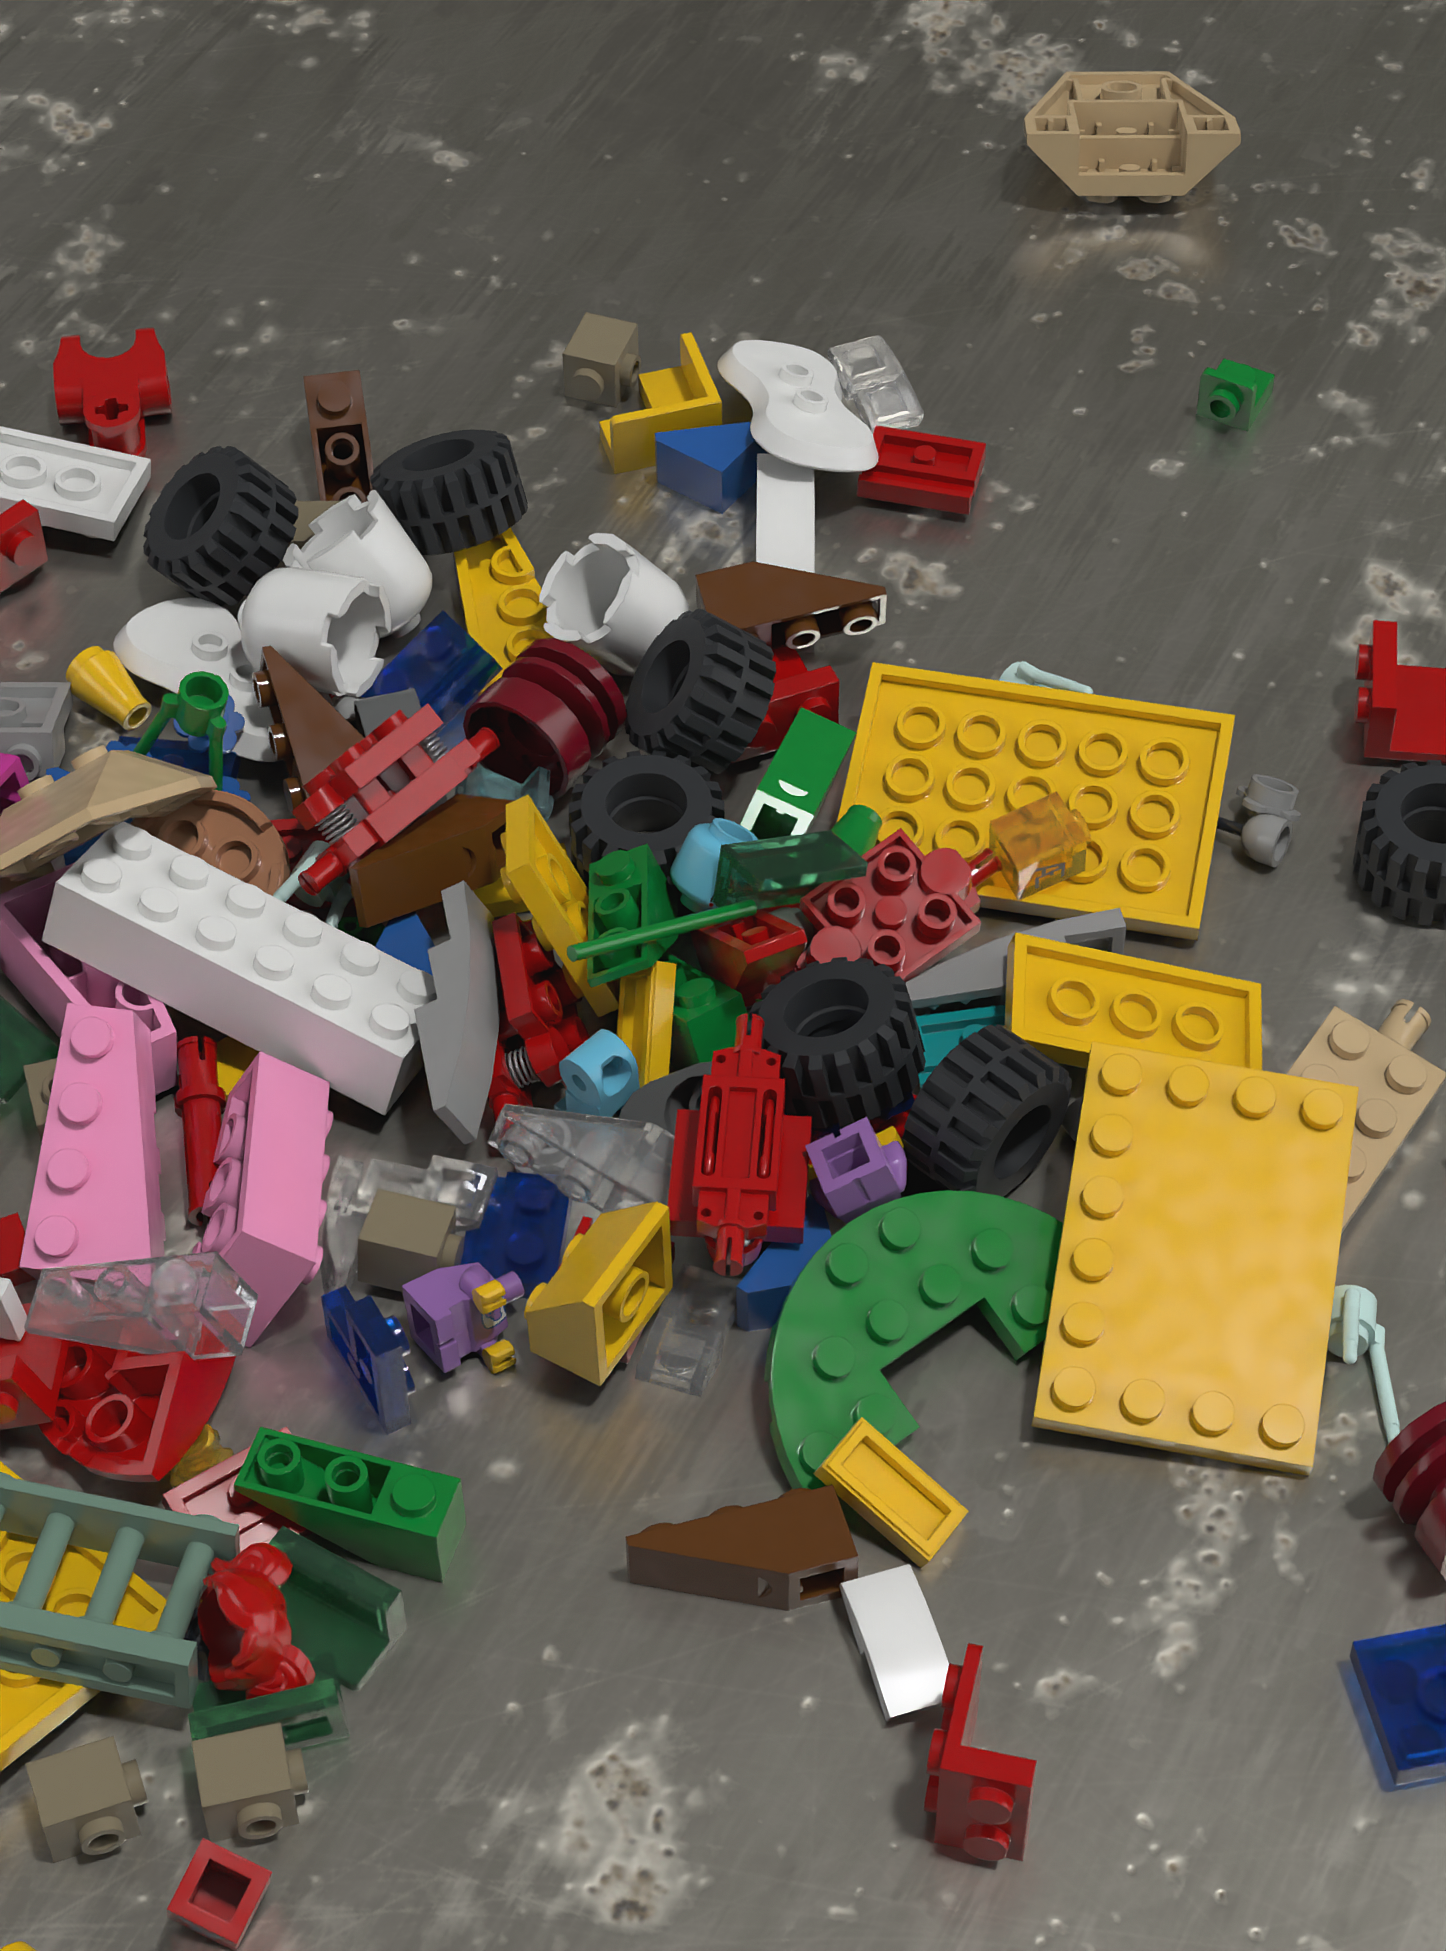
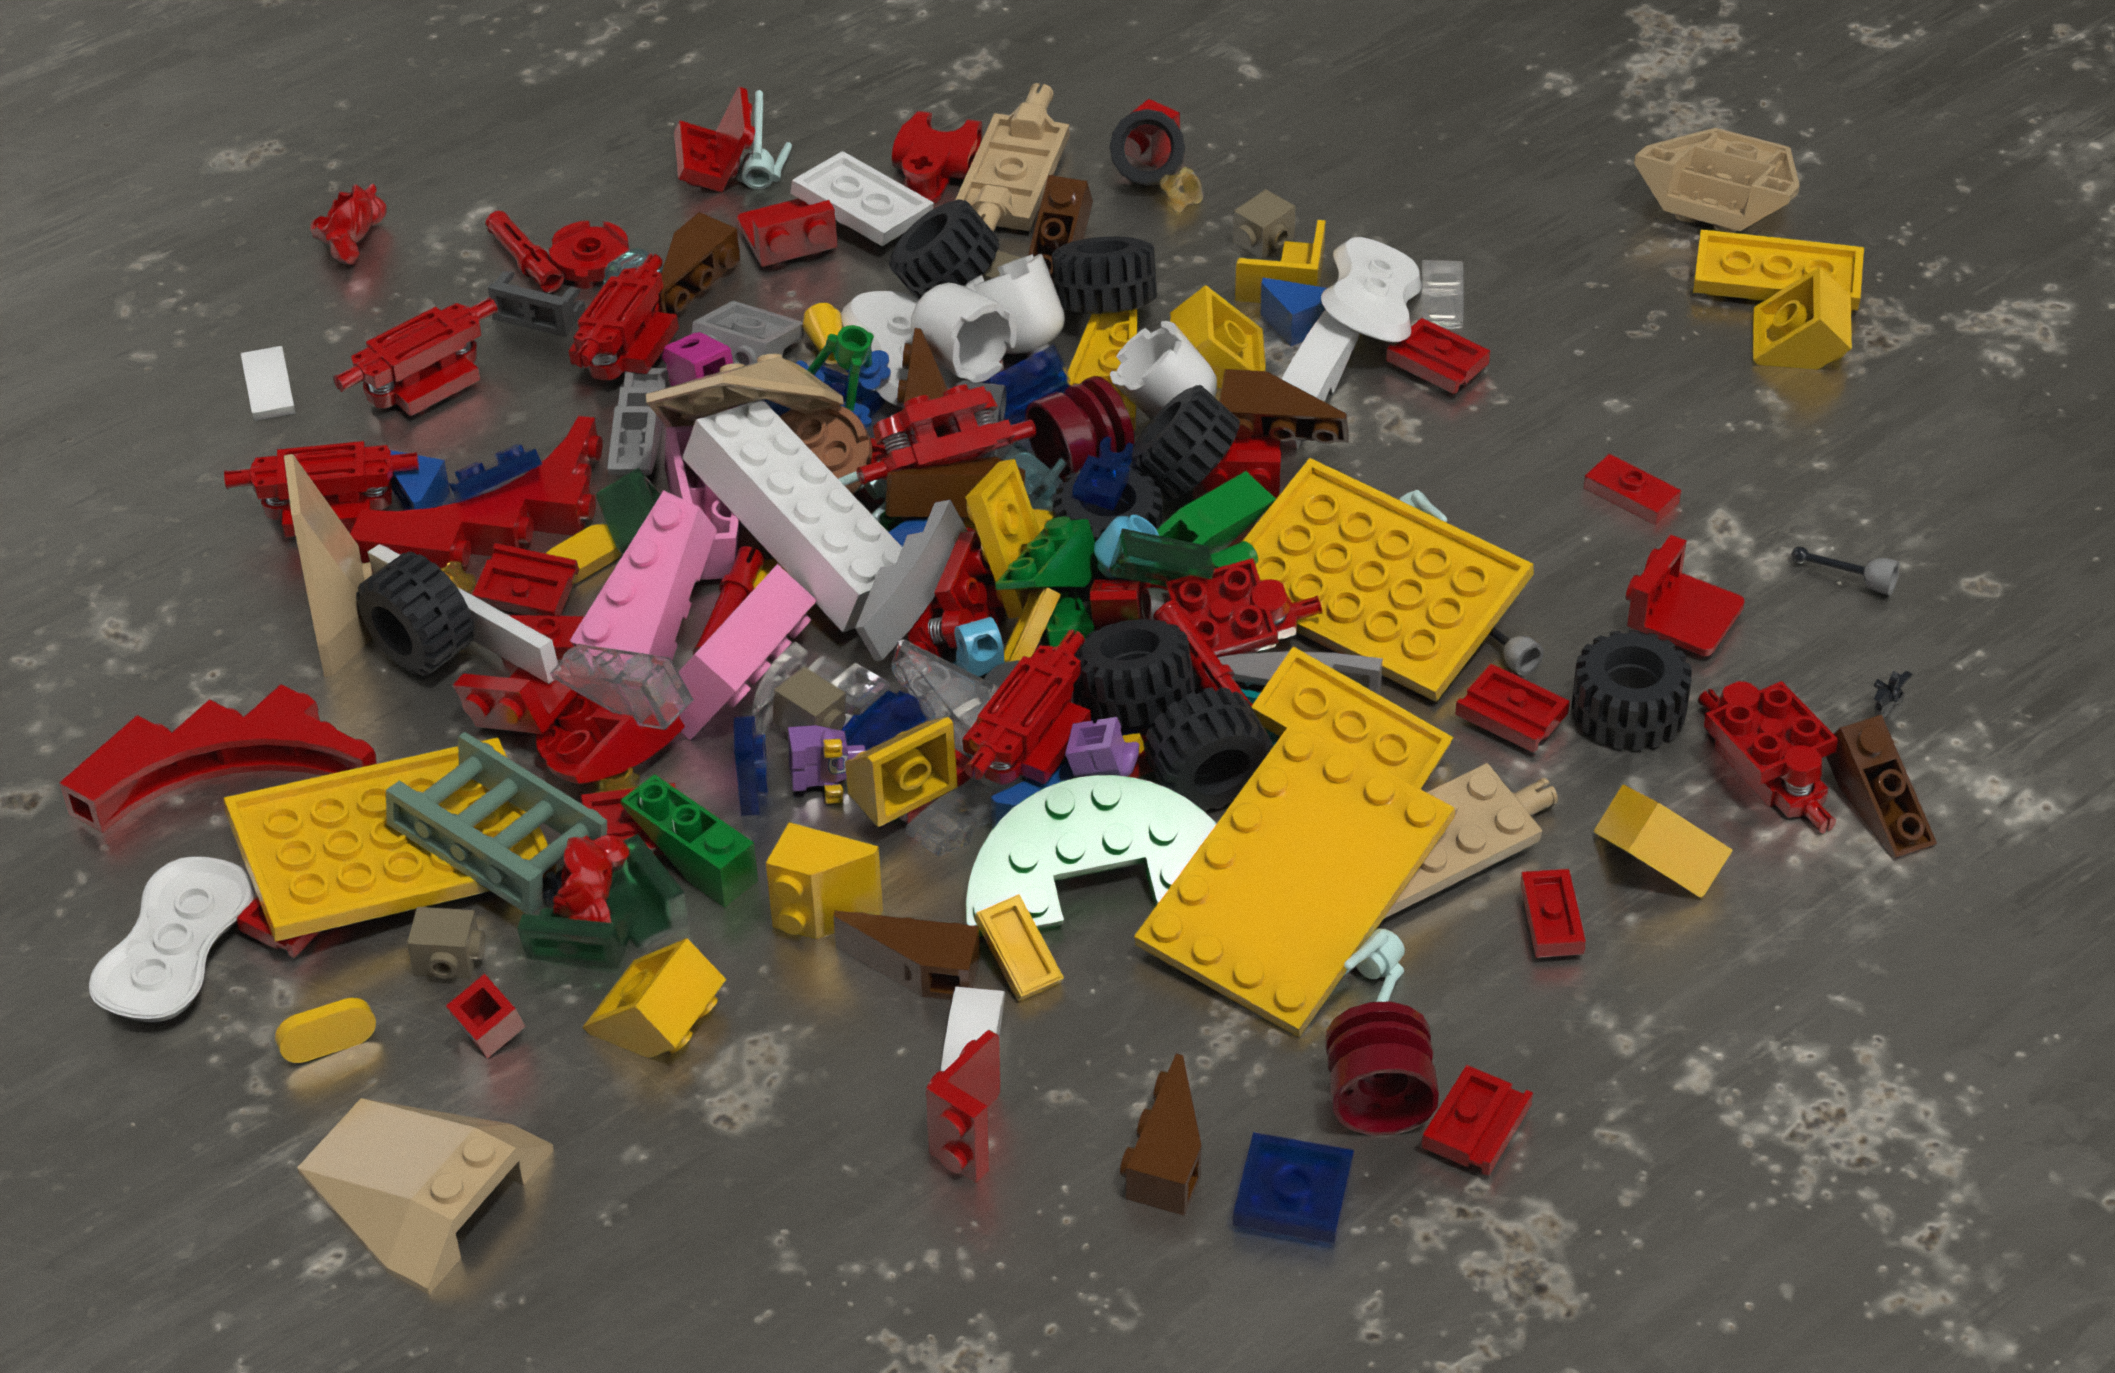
camera: 25 degrees right, 5 degrees down
(226, 371) = (1014, 163): none -> tan plate
(248, 1782) = (540, 967): dark tan brick -> none
(380, 278) = (1150, 142): none -> red brick
(435, 281) = (1131, 122): none -> black tyre
(440, 1768) = (657, 1001): none -> yellow slope
(466, 342) = (1190, 184): none -> clear yellow plate
(583, 1499) = (817, 874): none -> yellow slope
(630, 776) = (1104, 477): none -> clear blue plate
(642, 520) = (1220, 333): none -> yellow slope
(661, 930) = (1055, 567): green axle -> none
(847, 944) = (1203, 659): none -> red pin
(1039, 844) = (1350, 602): clear yellow brick -> none
(1233, 393) = (1691, 371): green bracket -> none
(1257, 232) = (1764, 265): none -> yellow plate
(1257, 572) = (1632, 489): none -> red plate
(1262, 1708) = (1167, 1156): none -> reddish brown slope
(1270, 797) = (1540, 628): light grey plate -> none
(1301, 916) = (1512, 707): none -> red plate
(1331, 294) = (1803, 324): none -> yellow slope

